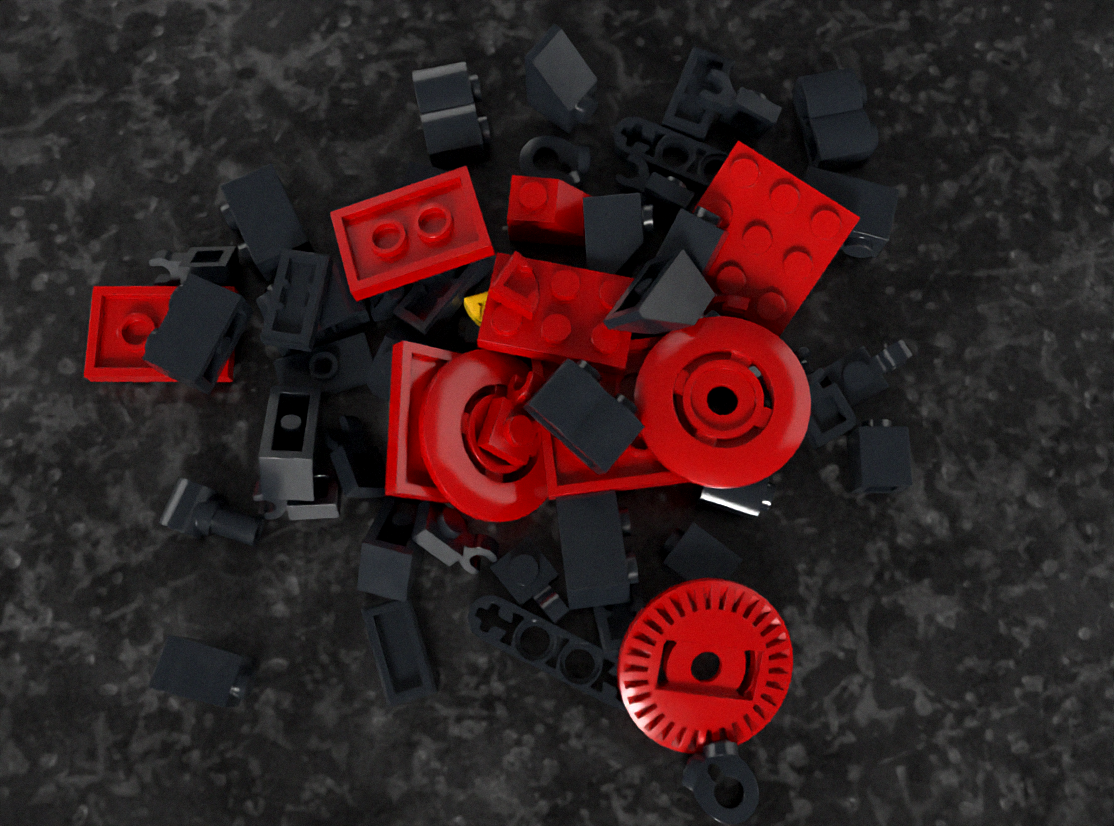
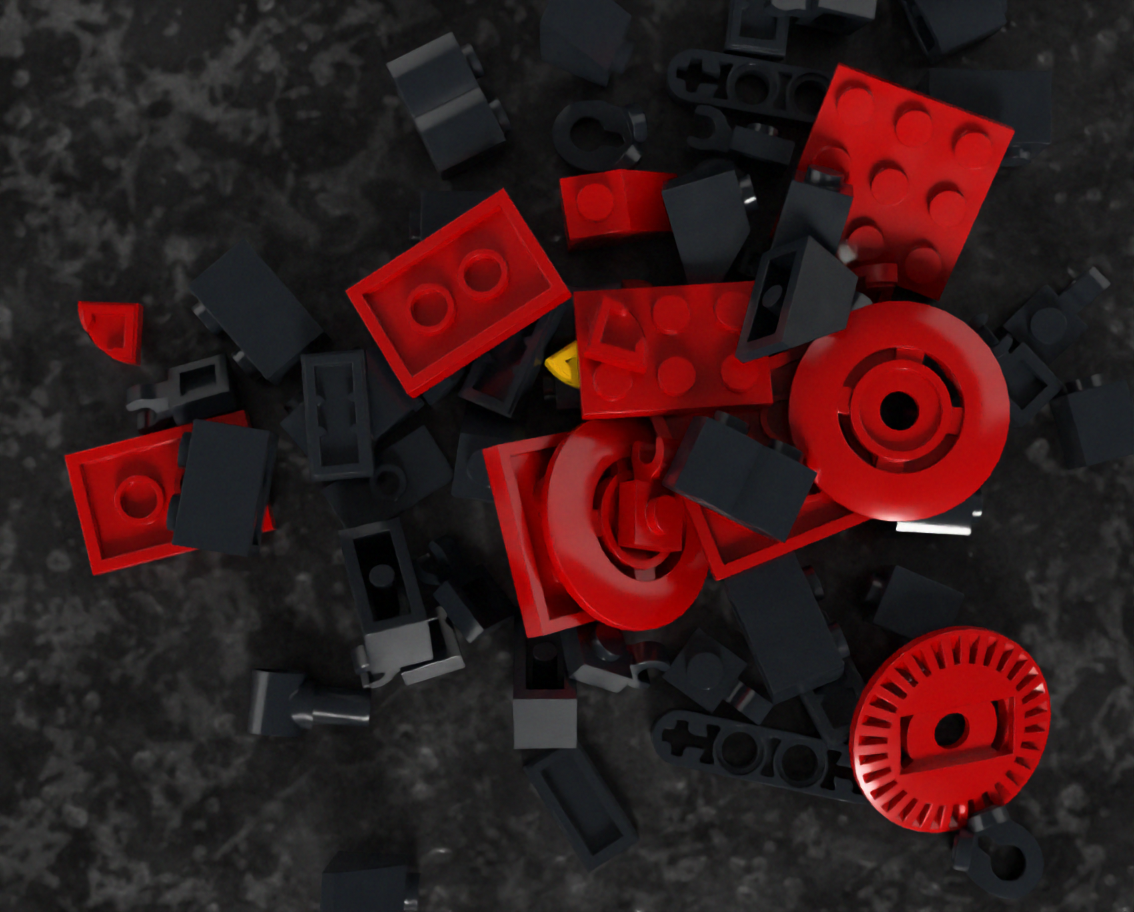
camera: 25 degrees left, 10 degrees up
(163, 211) = (114, 328): none -> red tile

